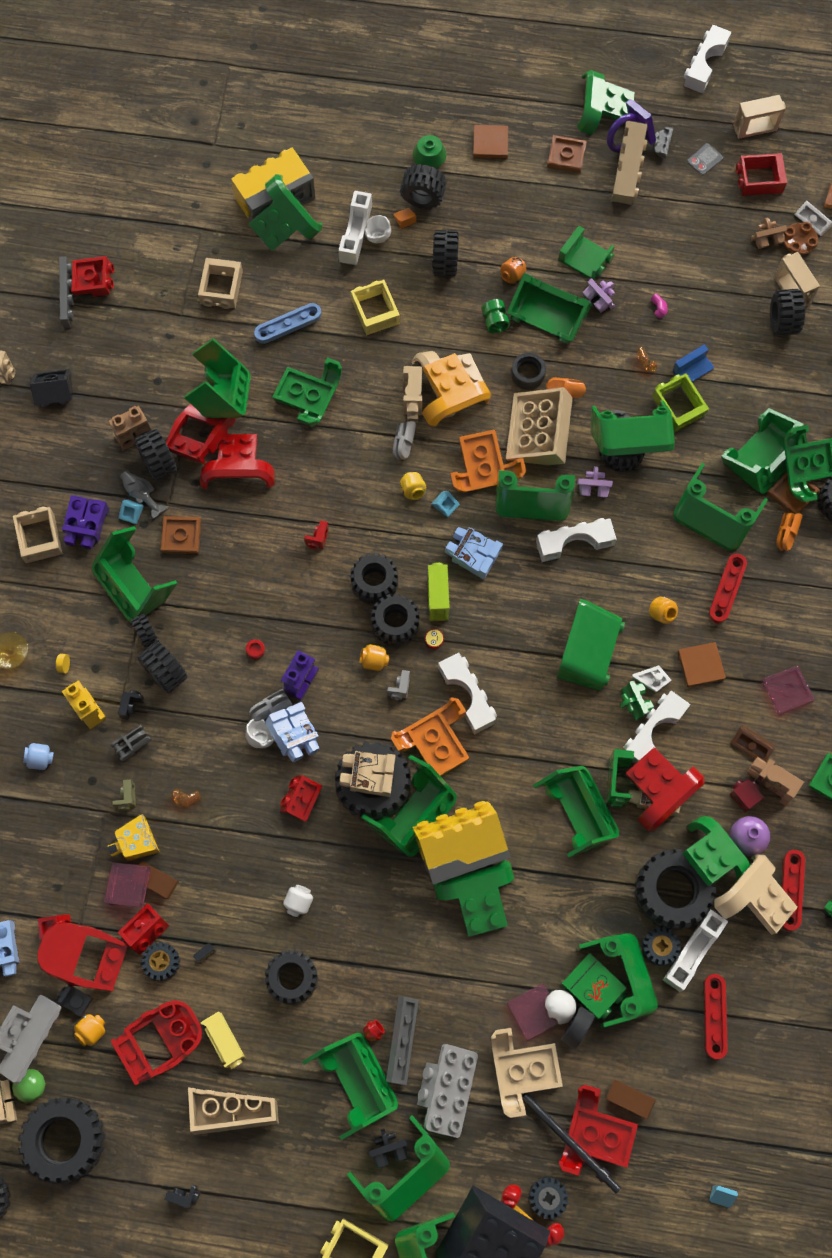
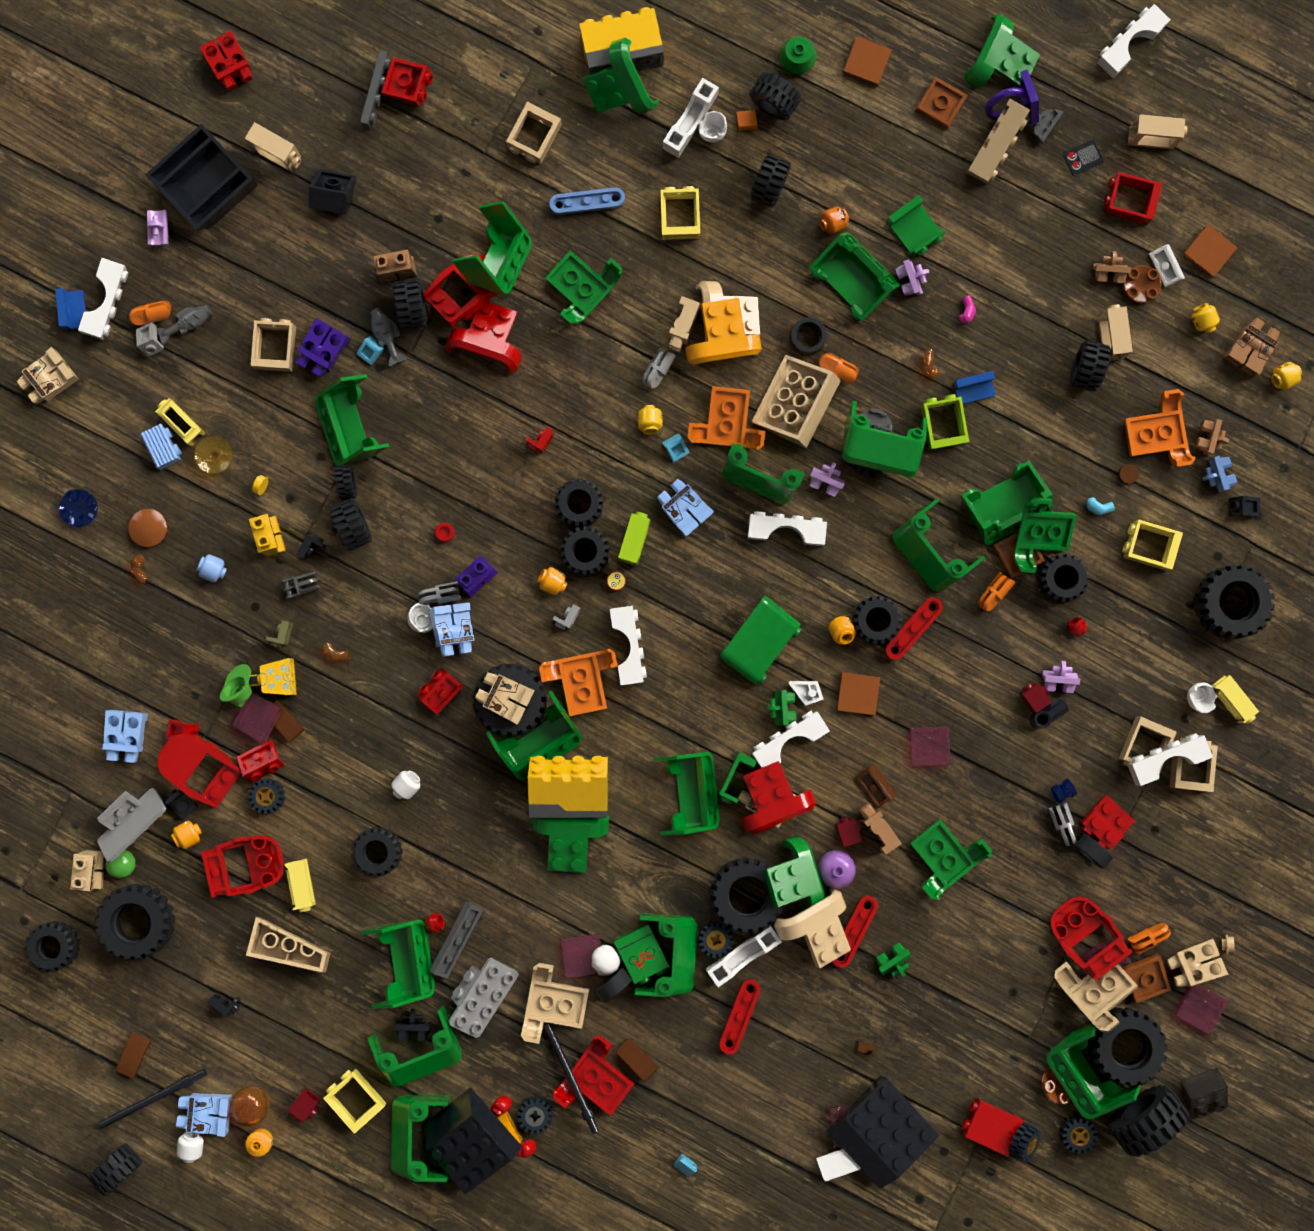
camera: 15 degrees right, 15 degrees up
(98, 861) = (237, 686): none -> bright green piece
(180, 535) = (410, 392): dark orange tile -> none
(204, 953) = (307, 802): black tile -> none
(495, 316) = (797, 263): green wheel -> none
(698, 578) = (893, 617): none -> black tyre

